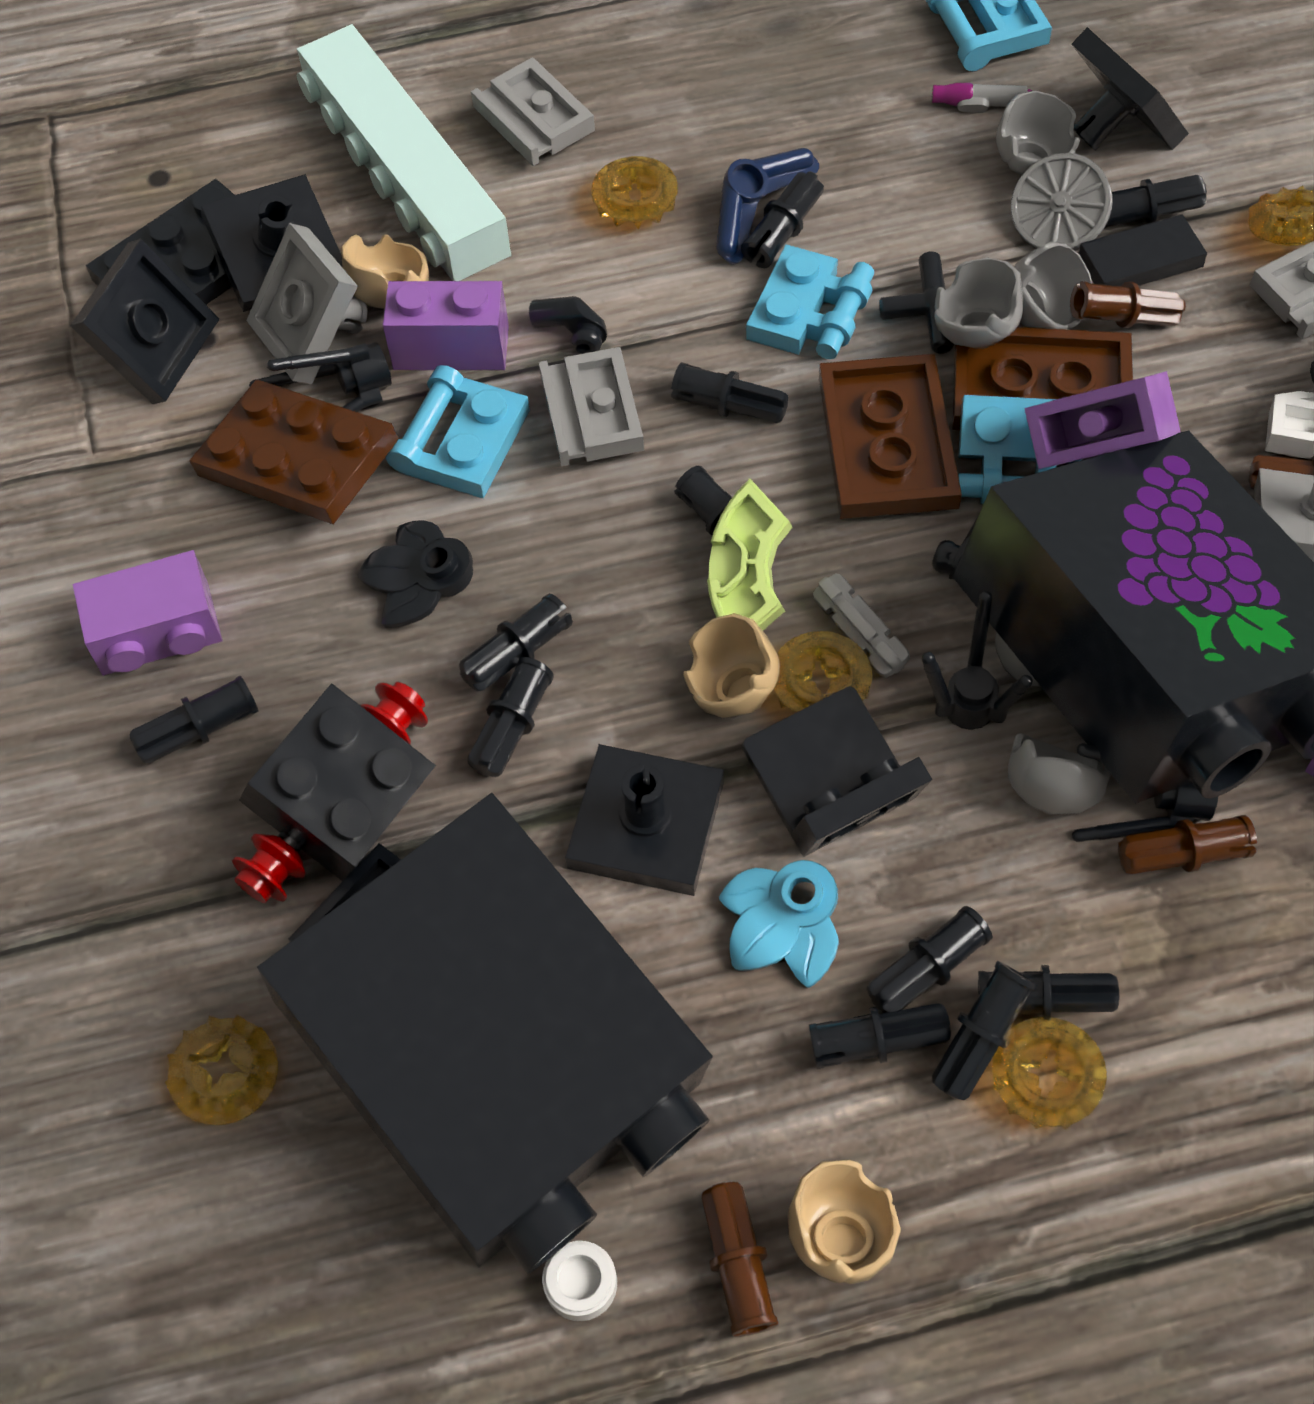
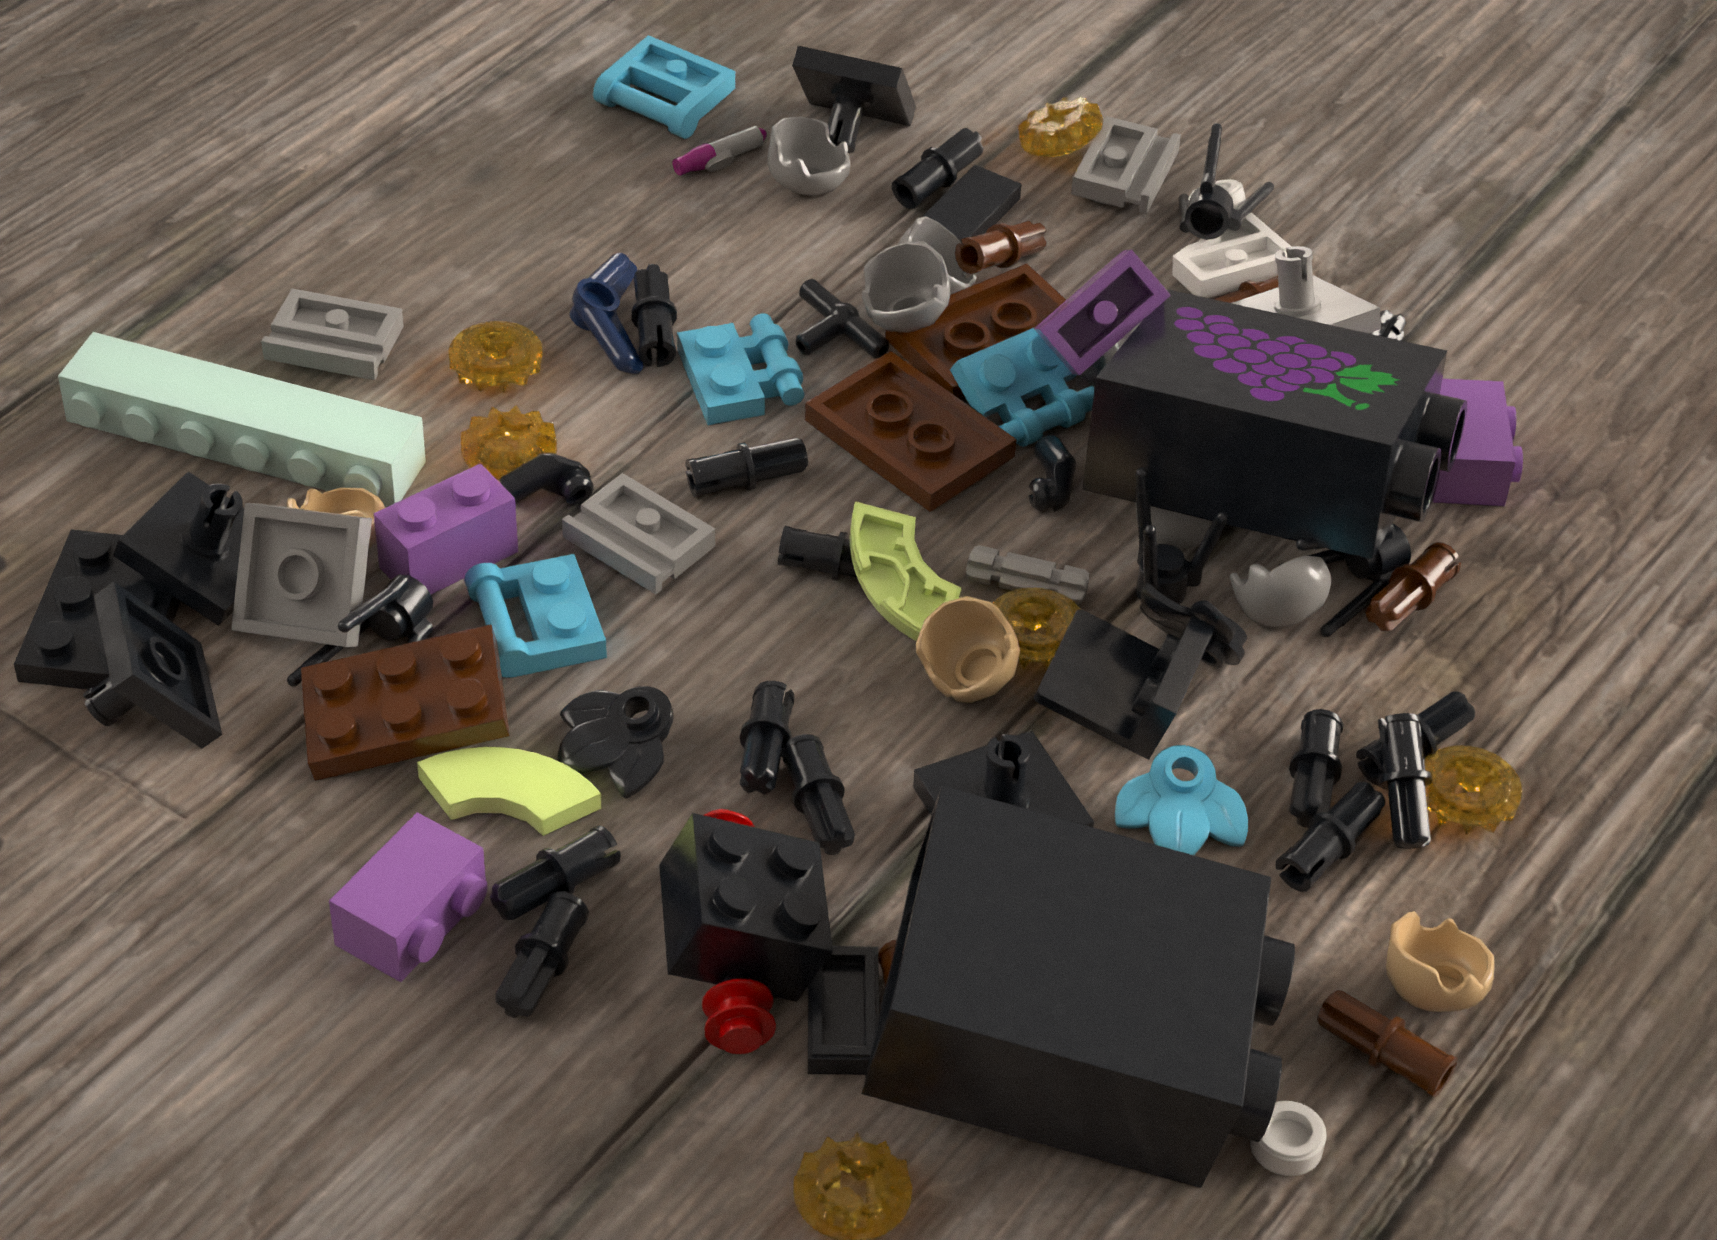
camera: 45 degrees left, 15 degrees down
(262, 659) = (554, 872): none -> black axle
(310, 562) = (511, 784): none -> yellowish green tile
(591, 284) = (483, 445): none -> clear yellow gear
(952, 780) = (1227, 638): none -> black plate
(1061, 201) = (875, 197): light grey wheel -> none

